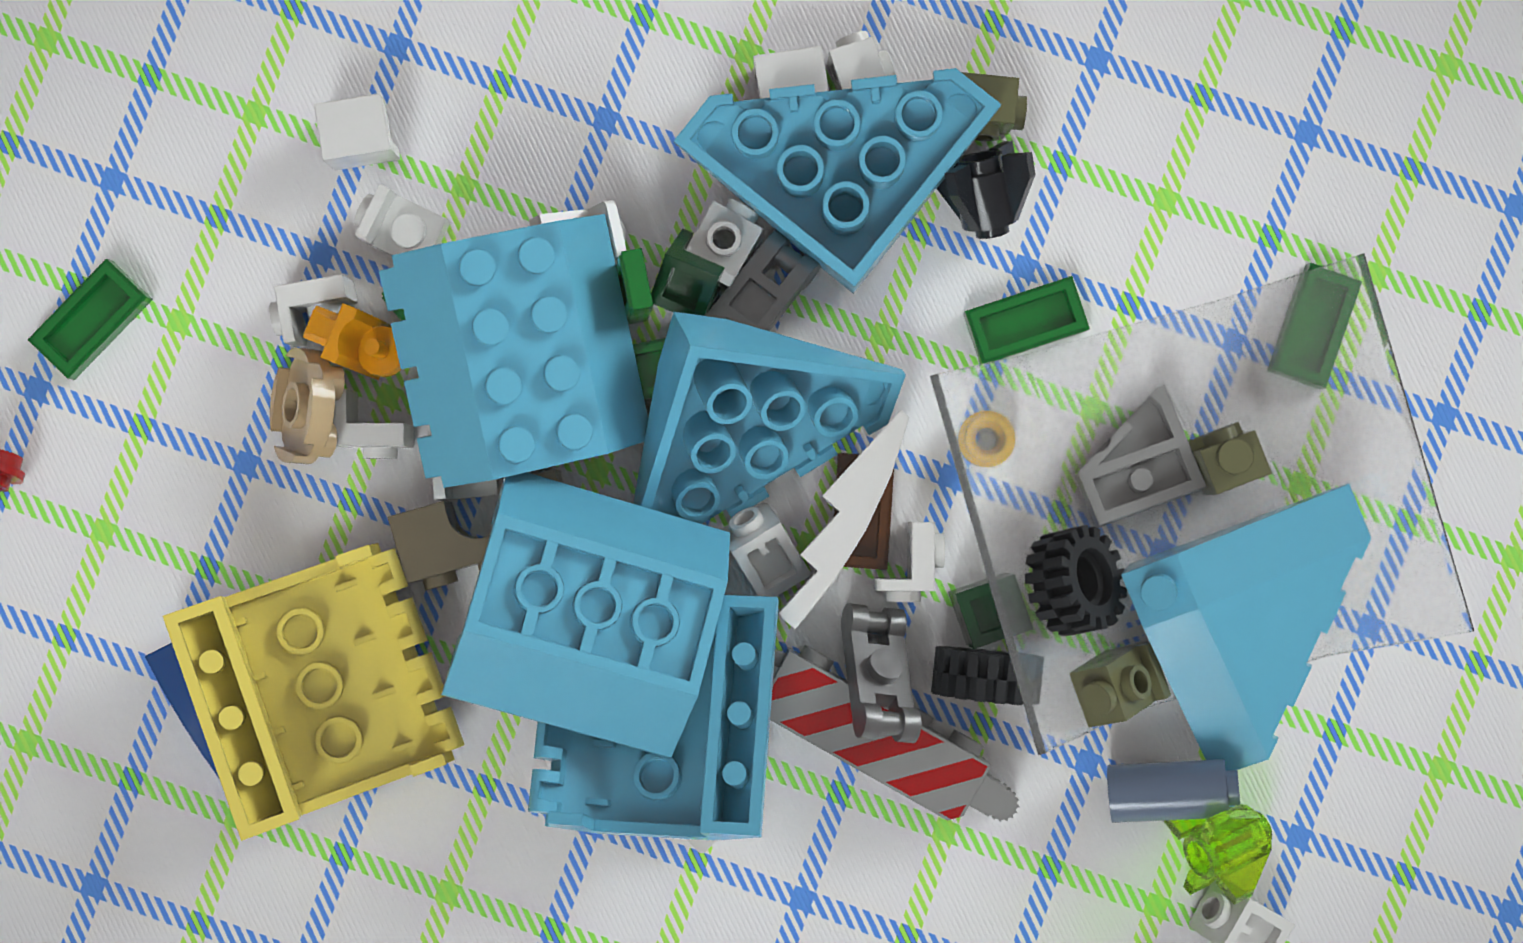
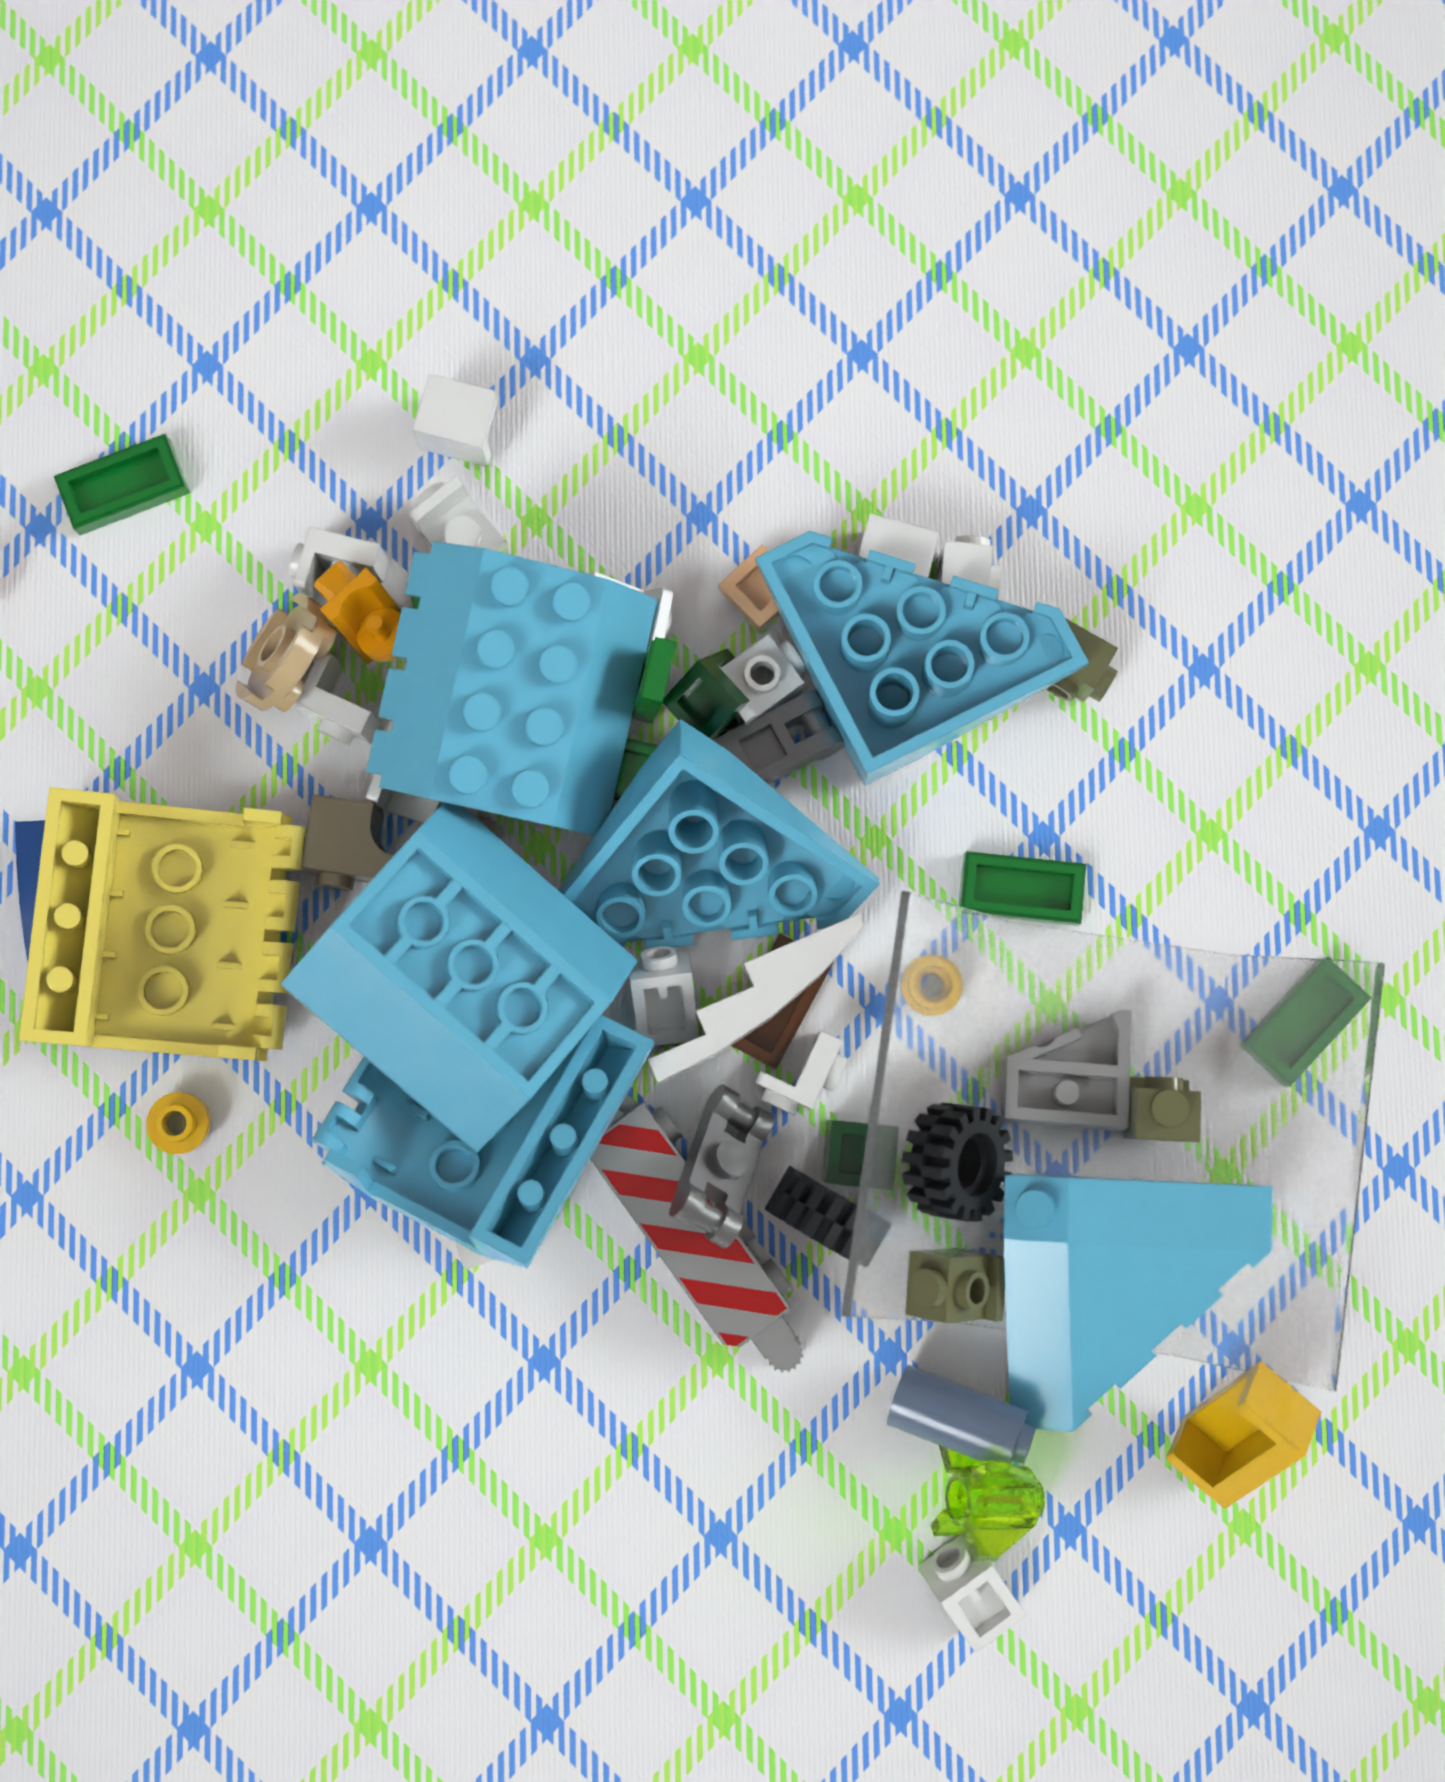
camera: 25 degrees right, 5 degrees down
(417, 832) = (196, 1127): none -> yellow plate
(678, 169) = (749, 592): none -> light nougat plate
(989, 189) = (1041, 742): black brick -> none
(1411, 698) = (1244, 1435): none -> yellow panel

